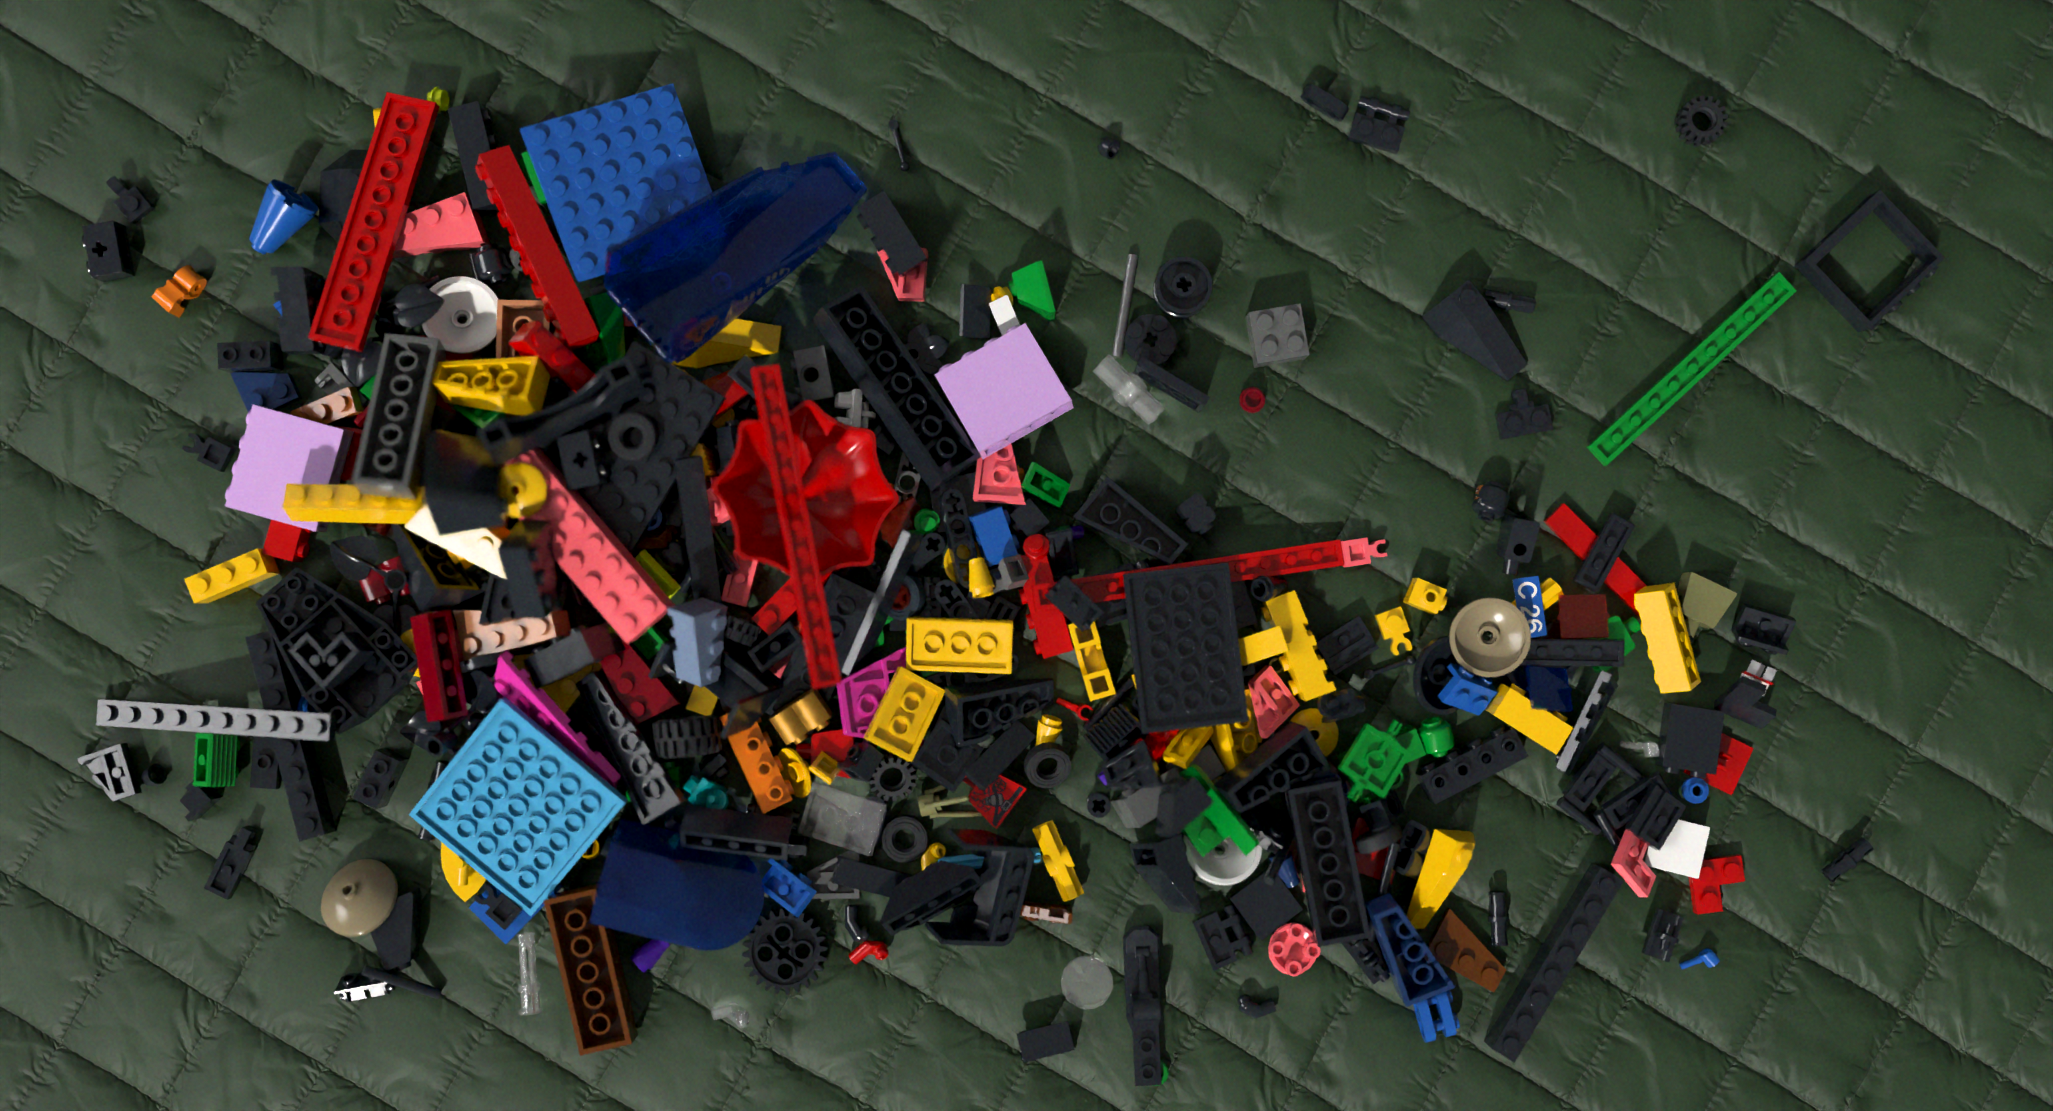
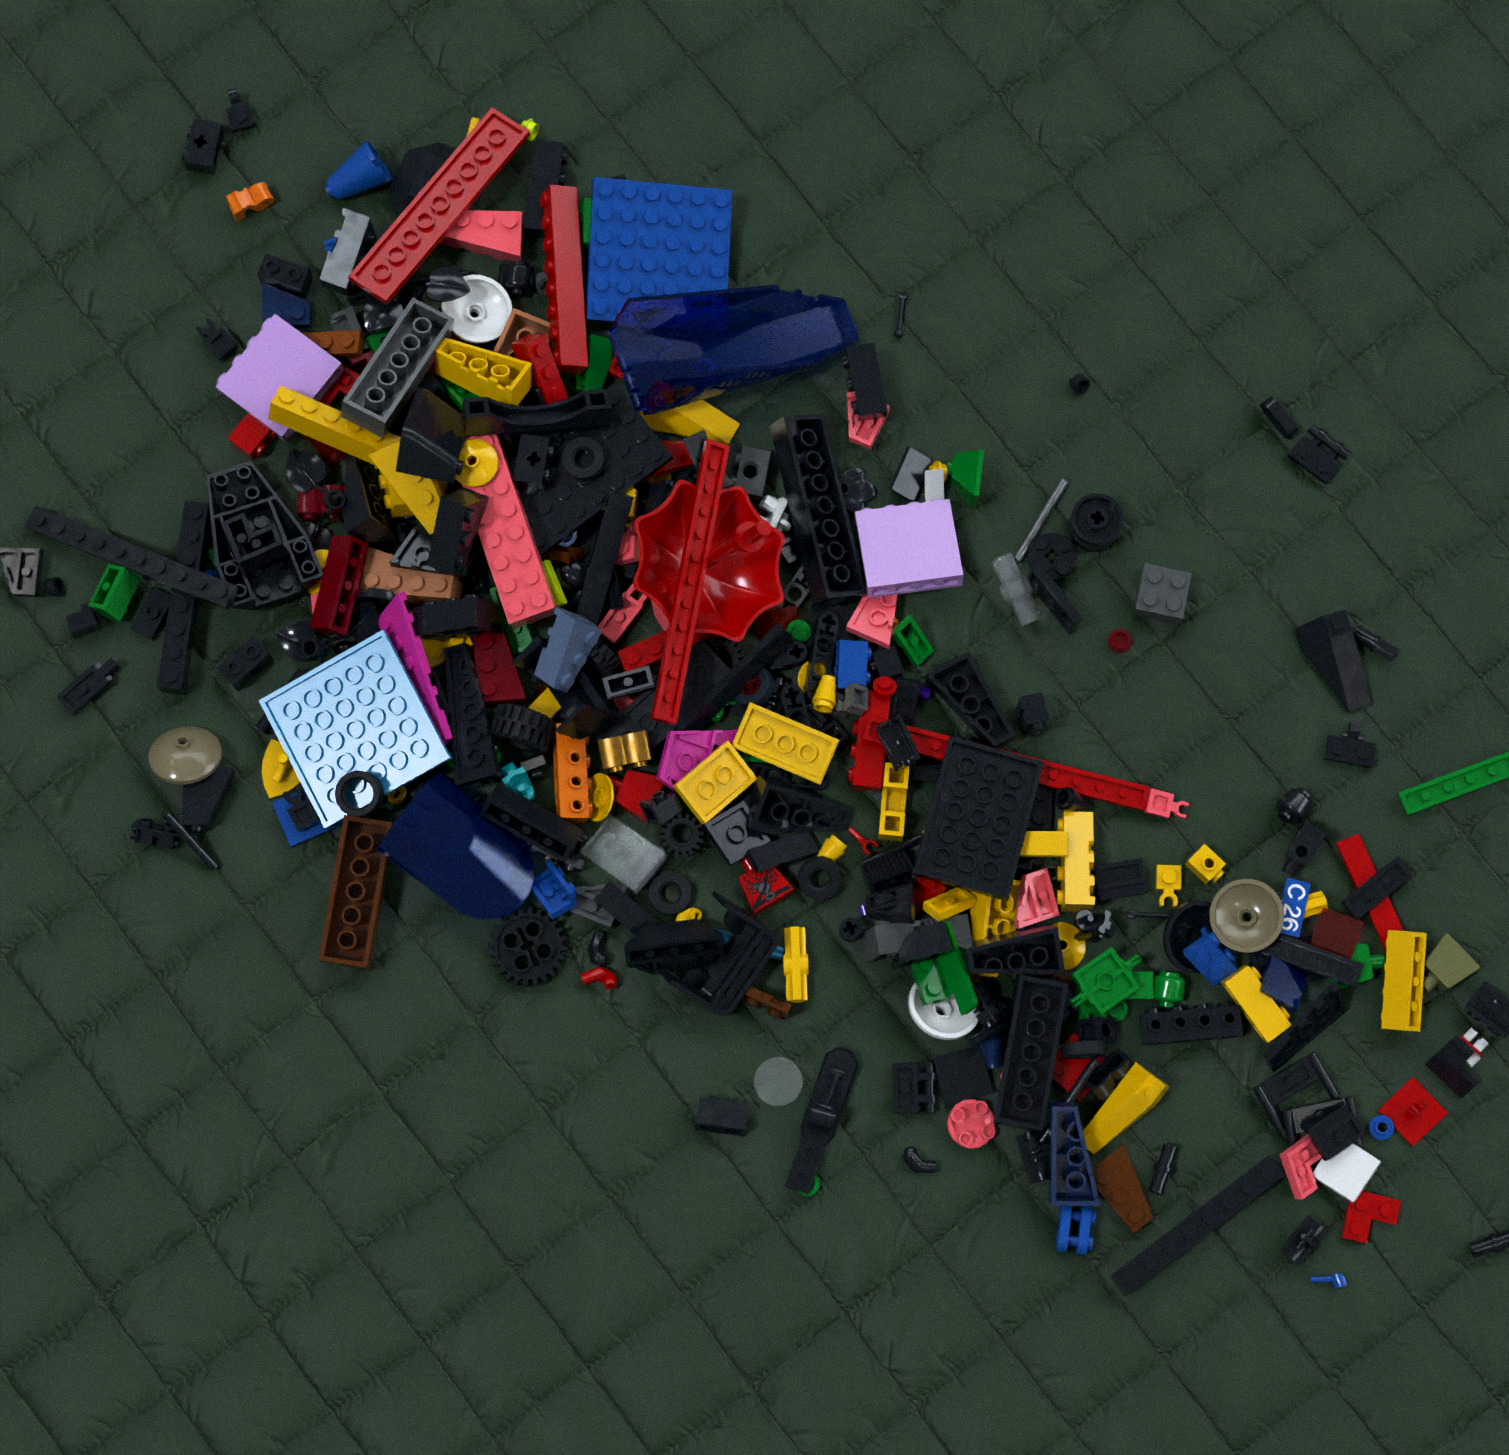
camera: 25 degrees right, 10 degrees down
(231, 576) = (192, 448): yellow brick -> none
(526, 940) = (309, 851): clear pin -> none
(539, 889) = (341, 789): none -> black tyre
(648, 954) = (410, 903): dark purple cone -> none
(733, 1011) = (460, 982): clear arm -> none
(825, 768) = (627, 801): yellow slope -> none
(931, 804) = (706, 871): olive plant -> none
(1167, 871) = (886, 1007): black slope -> none
(1650, 748) = (1354, 1076): clear hand -> none
(1689, 739) = (1392, 1079): black brick -> none

